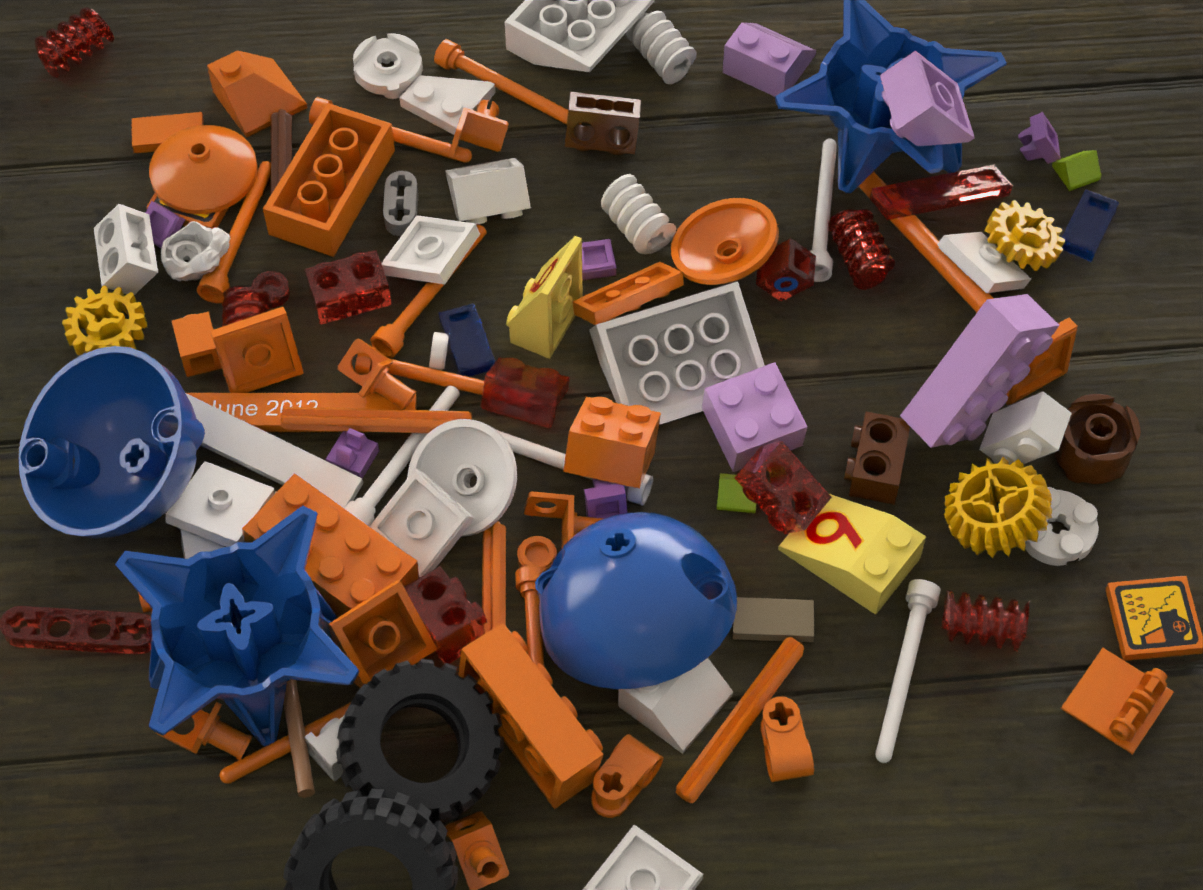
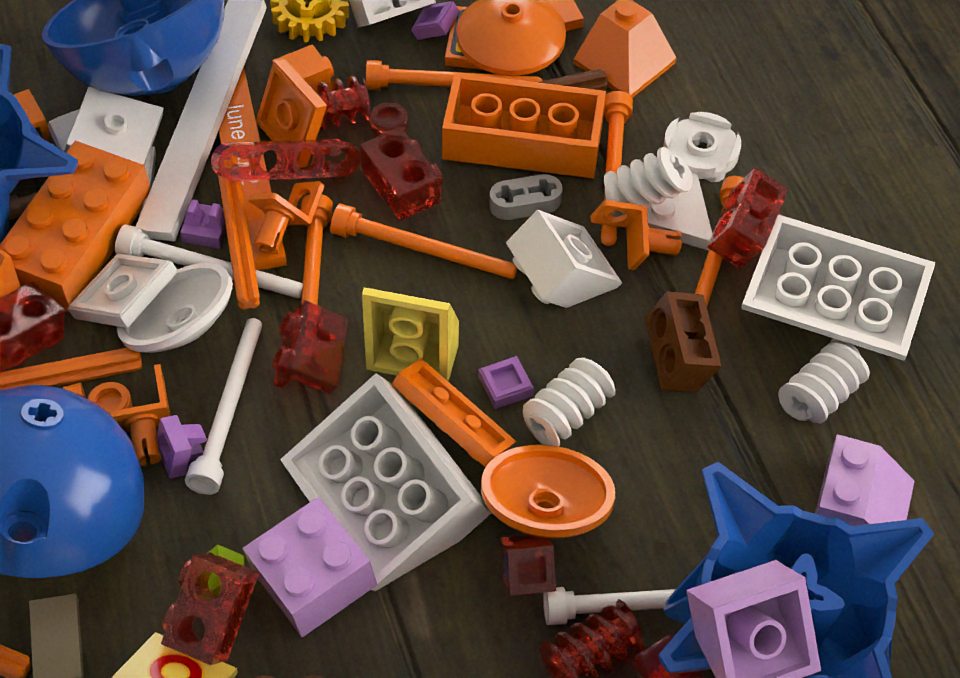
camera: 75 degrees right, 5 degrees down
(198, 245) = (404, 46): white hair -> none
(315, 365) = (286, 159): none -> clear red beam
(430, 249) = (461, 227): white plate -> none
(436, 102) = (648, 181): none -> white piece
(438, 351) = (339, 263): white tile -> none
(467, 340) = (346, 294): clear blue tile -> none
(497, 44) = (747, 218): none -> clear red brick
(612, 441) = (240, 428): orange brick -> none

